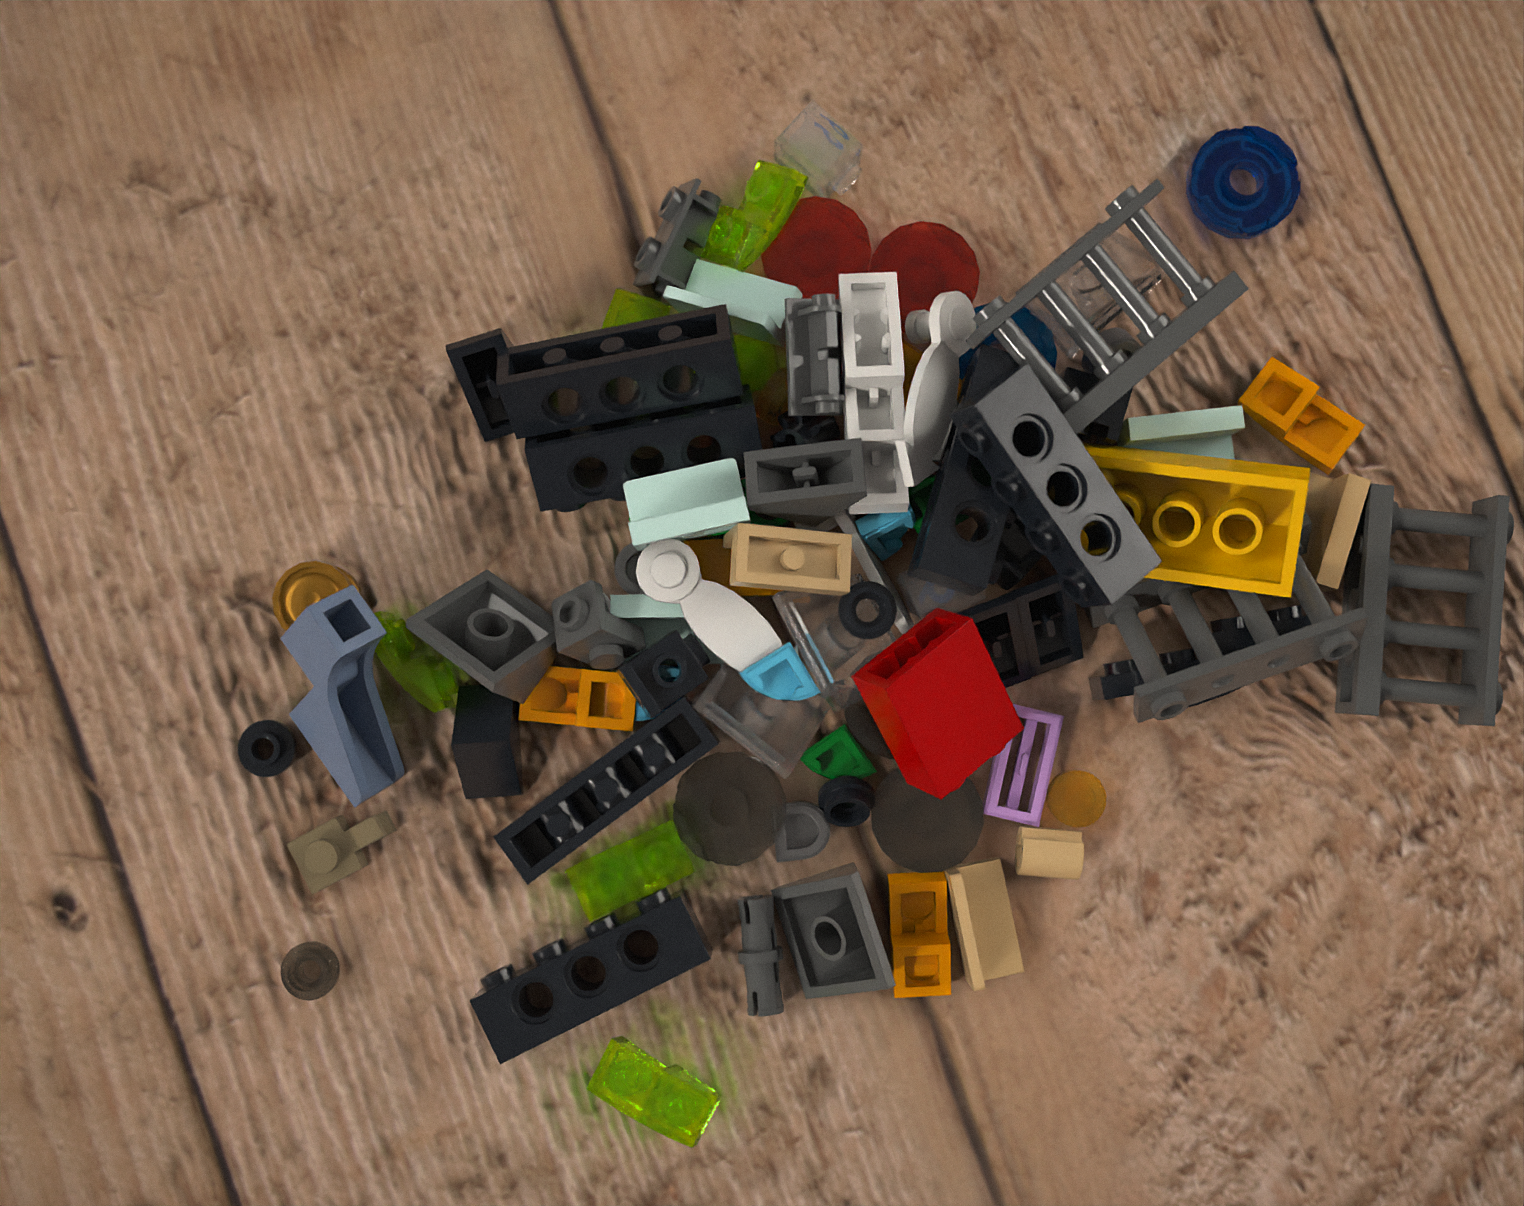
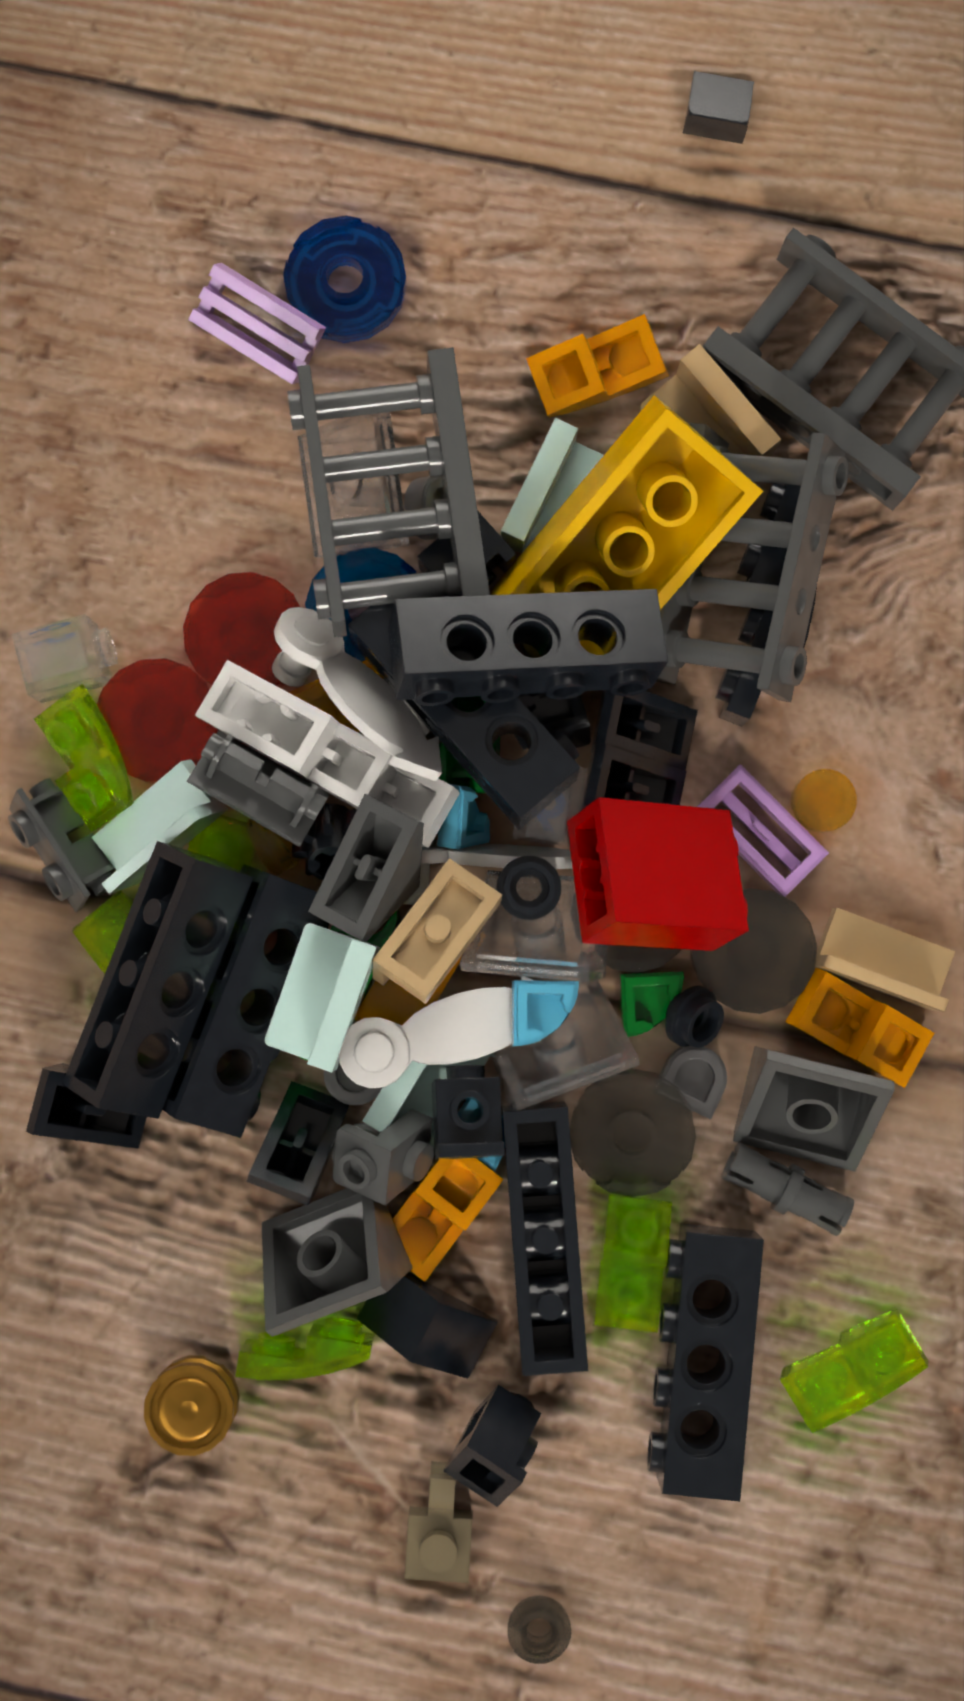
camera: 60 degrees left, 0 degrees up
(284, 748) = (304, 1521): black plate -> none
(343, 709) = (314, 1444): sand blue arch -> none
(427, 850) = (495, 1446): none -> black brick
(562, 558) = (298, 1143): none -> black slope
(1049, 853) = (859, 858): tan piece -> none
(1144, 136) = (212, 298): none -> lavender tile

